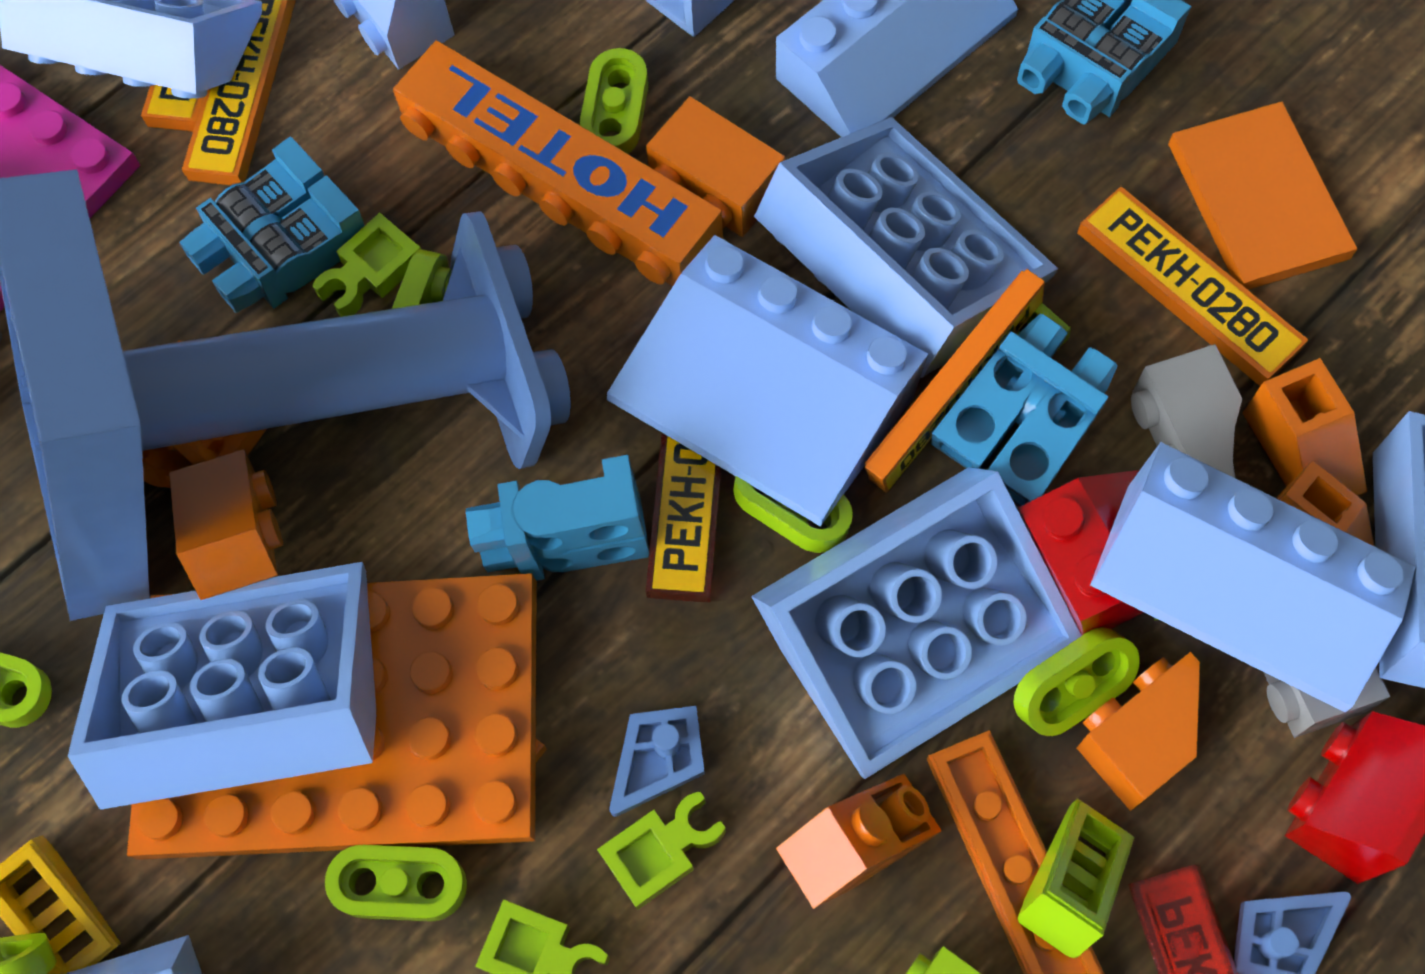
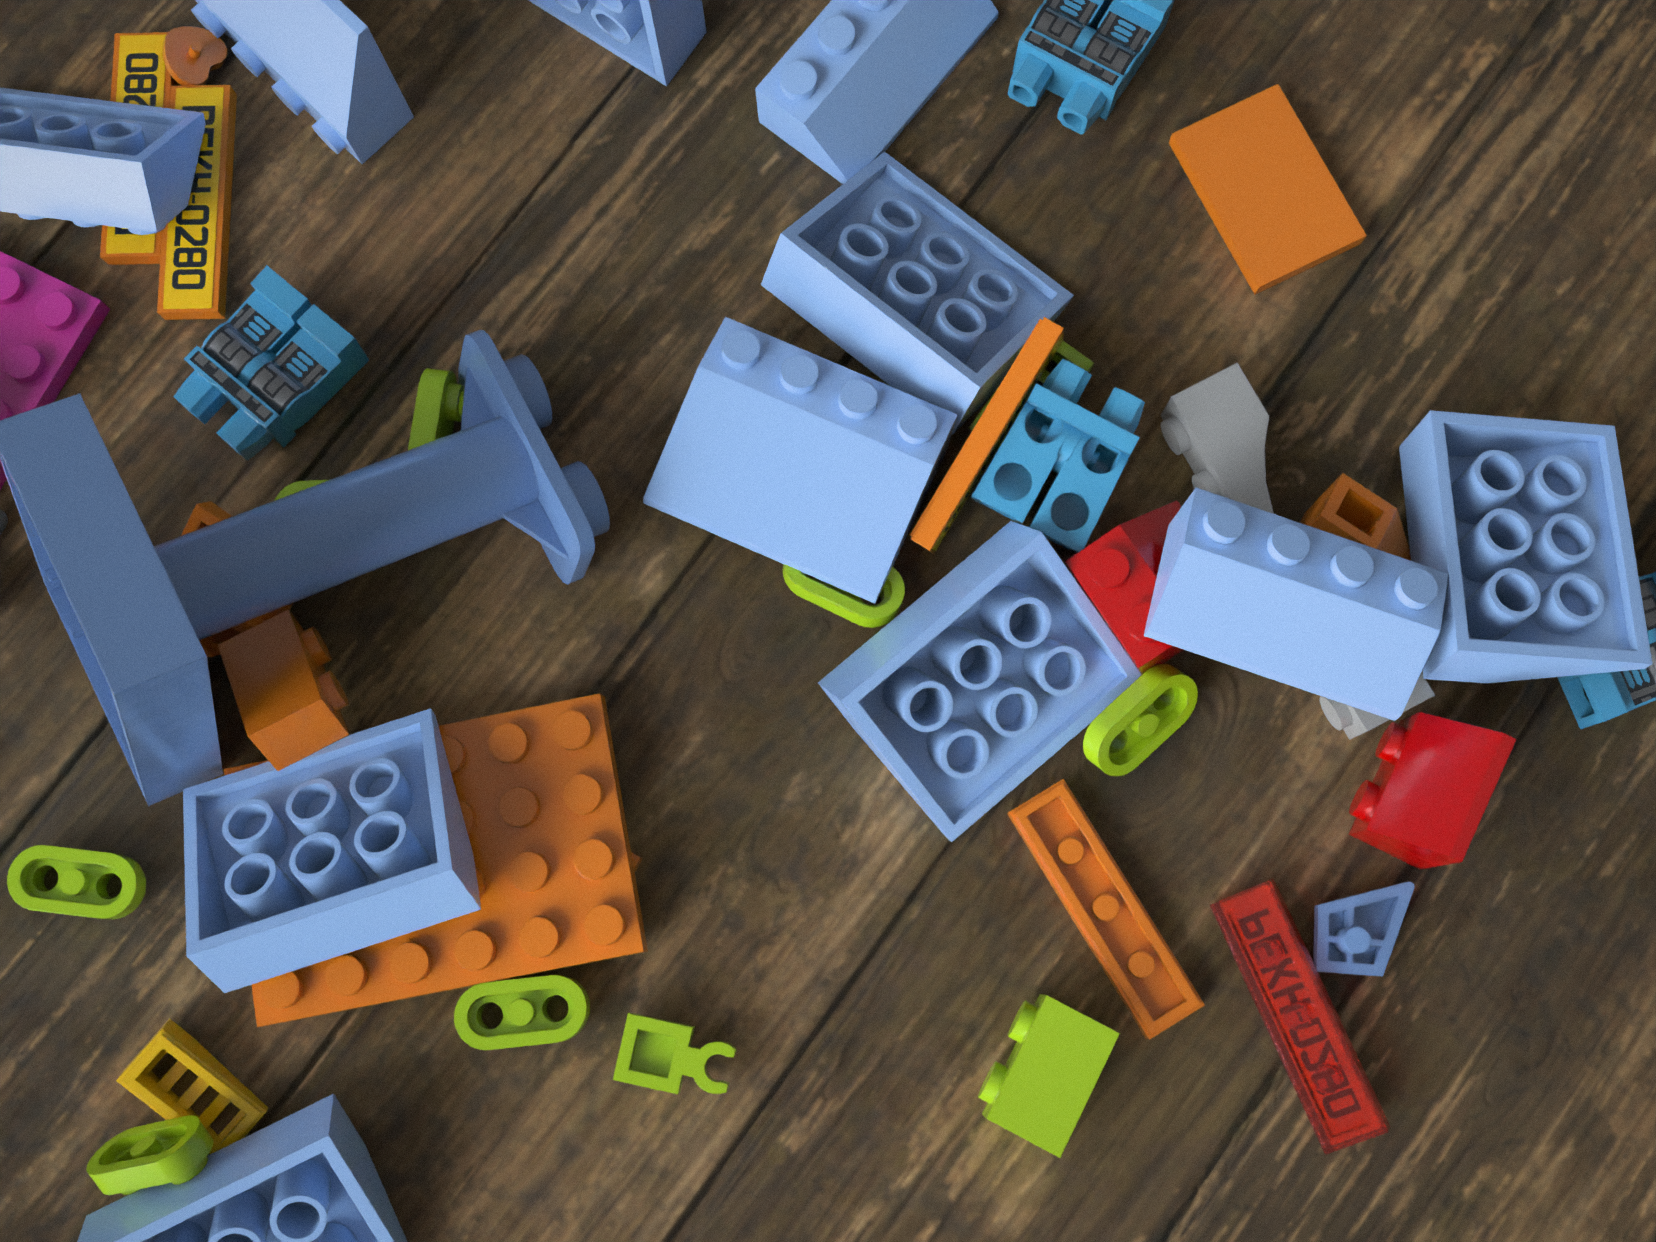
camera: 10 degrees left, 10 degrees up
(371, 259) = (379, 383): lime plate -> none
(556, 164) = (547, 254): orange brick -> none
(562, 524) = (621, 642): dark azure hips -> none
(614, 108) = (596, 181): lime plate -> none
(651, 855) = (761, 947): lime plate -> none
(657, 756) = (751, 851): medium blue piece -> none
(683, 525) = (739, 618): tile -> none
(715, 162) = (710, 235): orange brick -> none
(857, 839) = (954, 904): orange slope -> none
(1055, 910) = (1146, 944): lime slope -> none
(1150, 735) = (1216, 762): orange slope -> none
(1192, 286) = (1207, 295): tile -> none
(1307, 420) = (1334, 434): orange slope -> none

